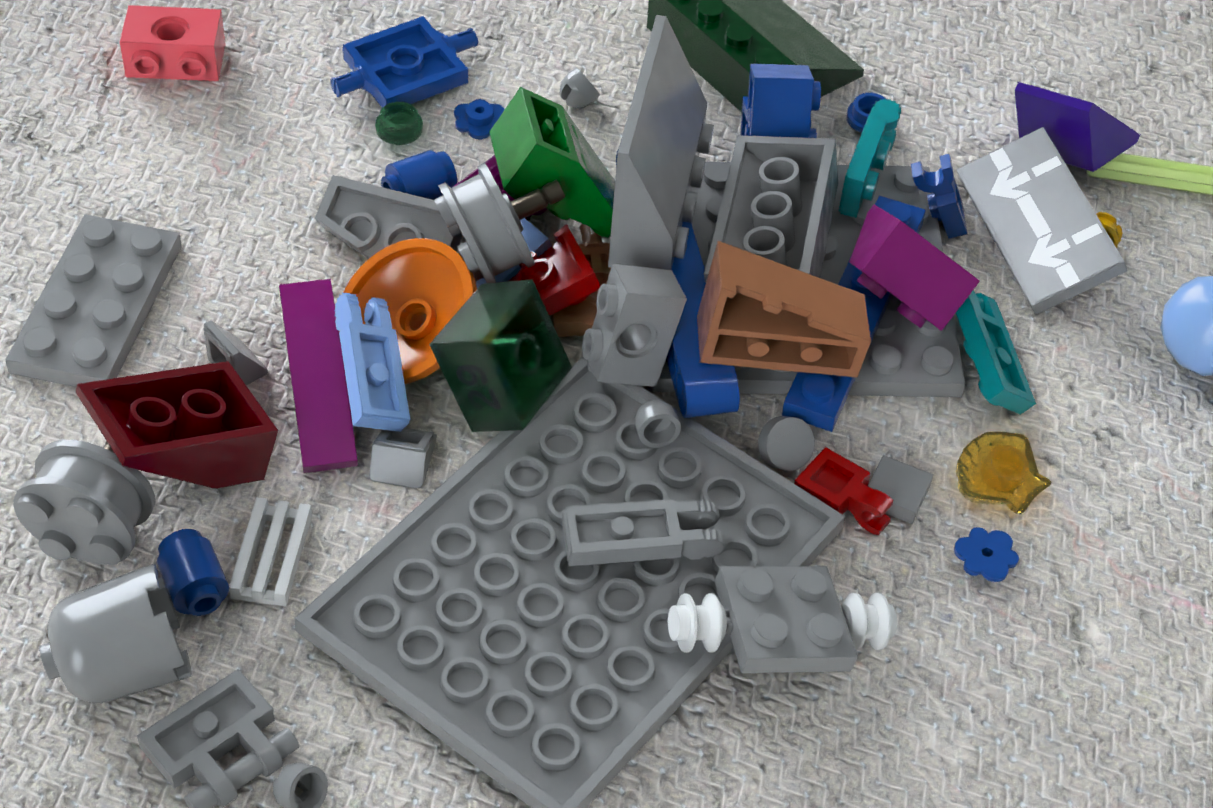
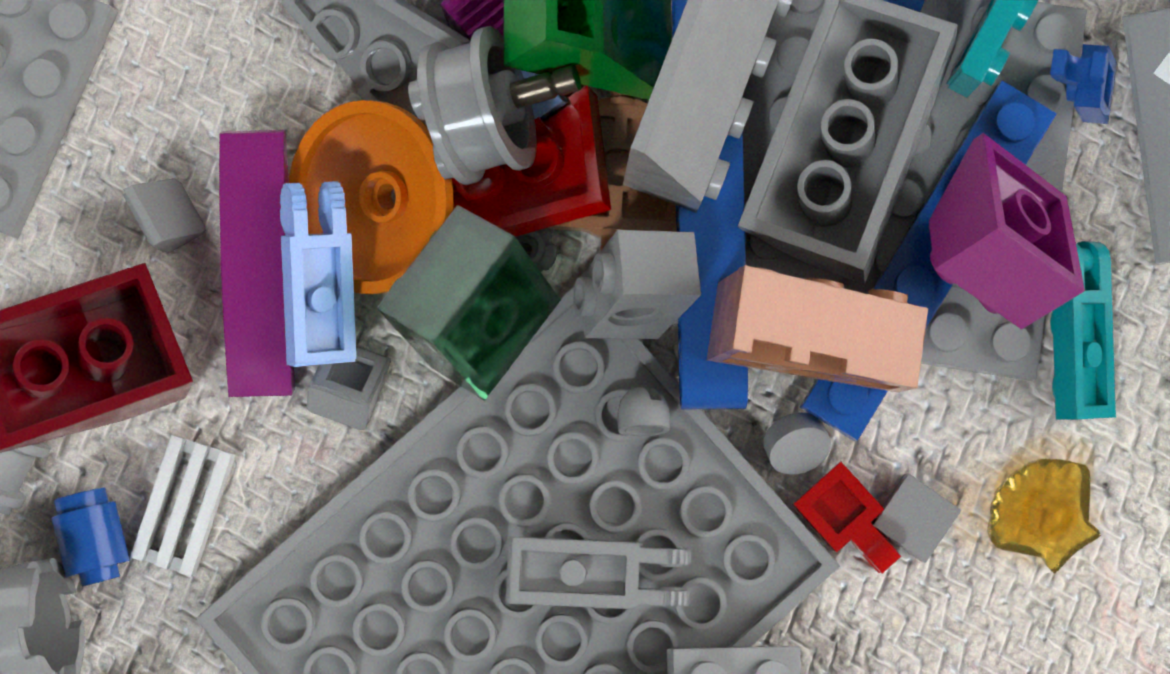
camera: 10 degrees right, 35 degrees up
(987, 554) = (1011, 632): blue plant -> none

